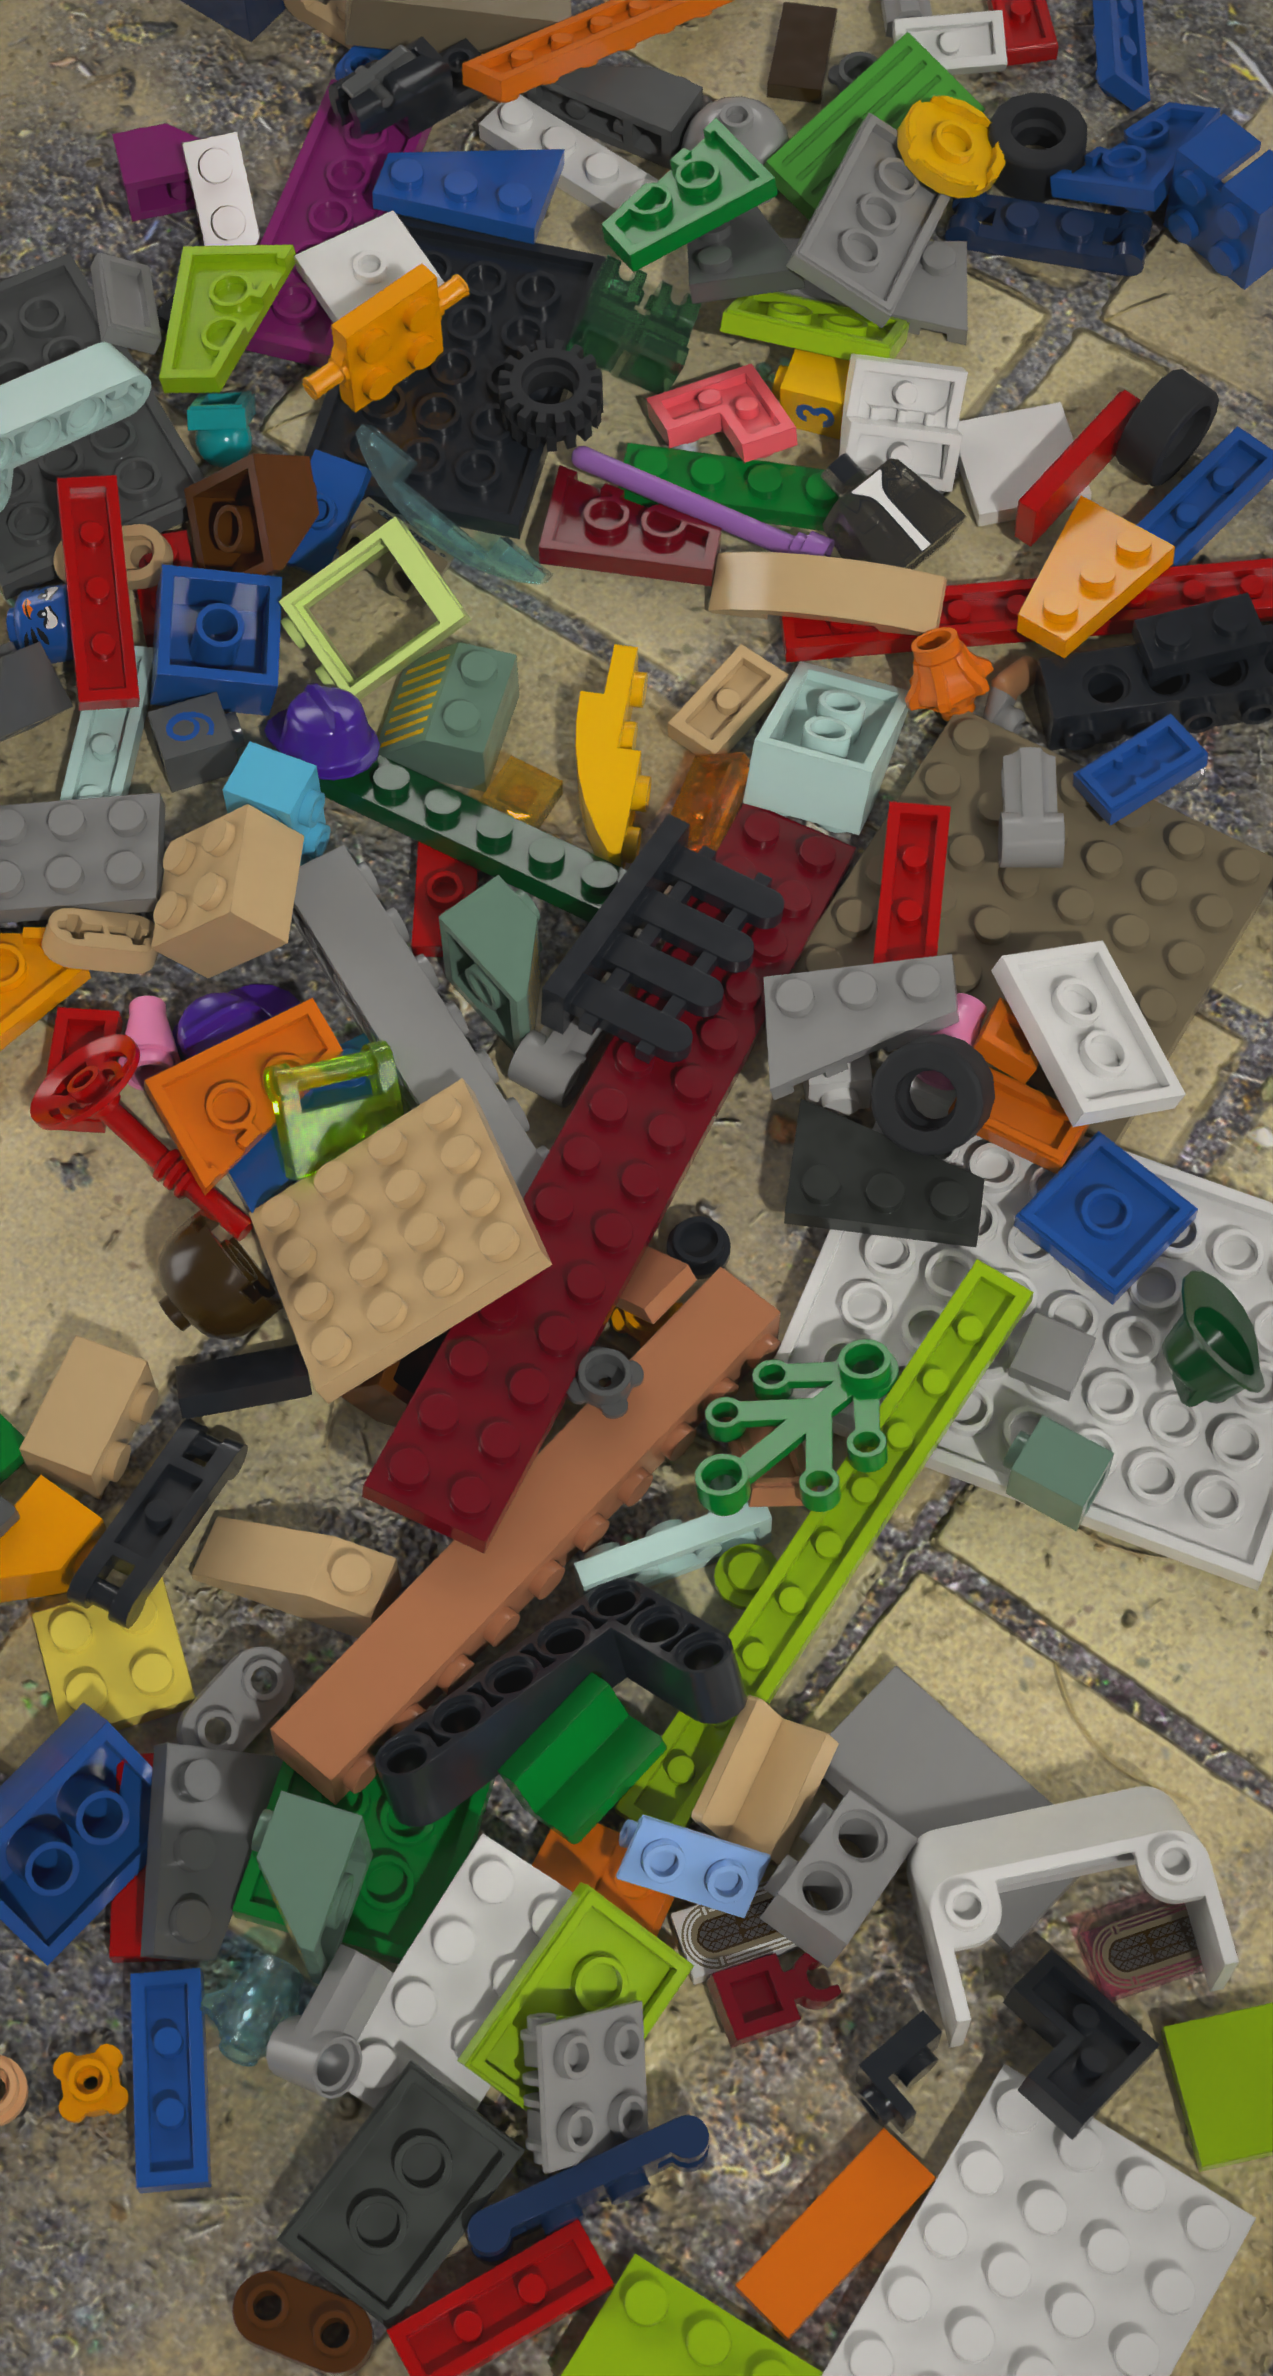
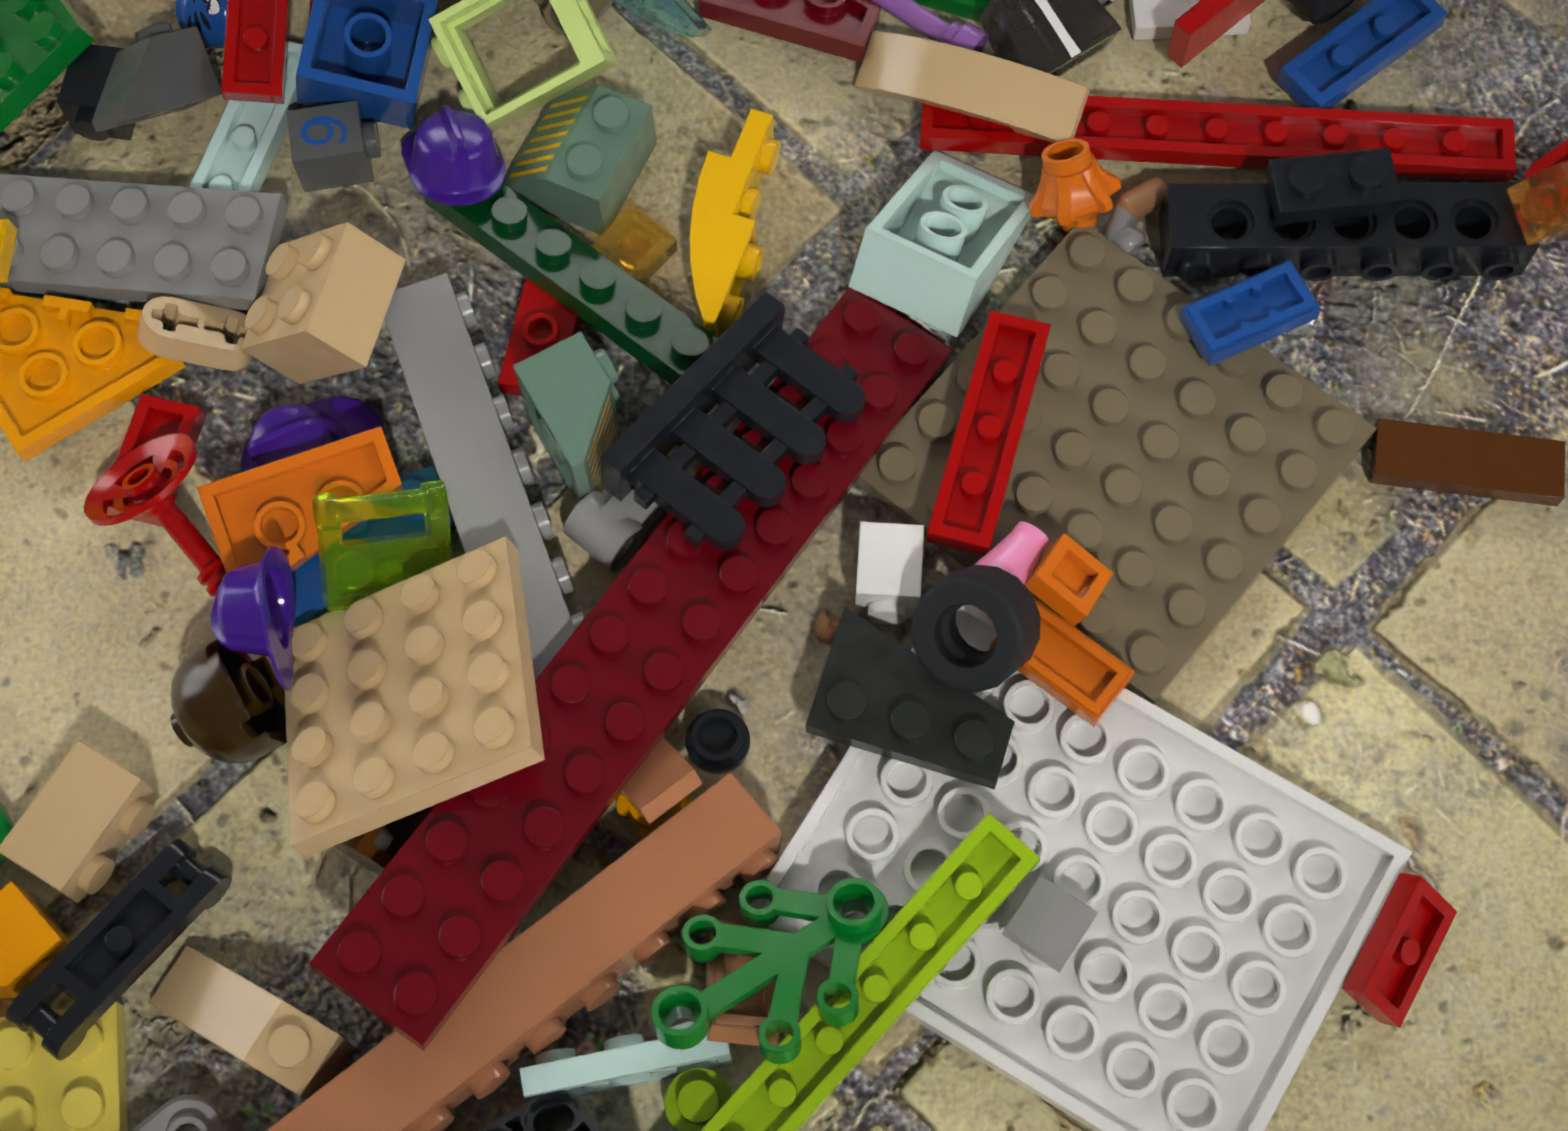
camera: 10 degrees right, 5 degrees up
(154, 1037) = (223, 441): bright pink cone -> none
(226, 1185) = (258, 611): none -> dark purple piece
(242, 1381) = (229, 810): black tile -> none
(283, 790) = (394, 216): medium azure brick -> none
(608, 1364) = (585, 902): dark grey plate -> none
(711, 797) = (816, 279): clear orange plate -> none
(728, 703) = (853, 185): tan plate -> none
(844, 1013) = (911, 526): light grey wing -> none
(1030, 826) = (1128, 355): light grey piece -> none
(1057, 1471) = (1030, 1054): sand green brick -> none
(1088, 1033) = (1146, 585): white plate -> none
(1090, 577) = (1233, 107): light orange wing -> none
(1105, 1217) = (1131, 781): blue tile -> none
(1212, 1344) = (1218, 942): dark green piece -> none

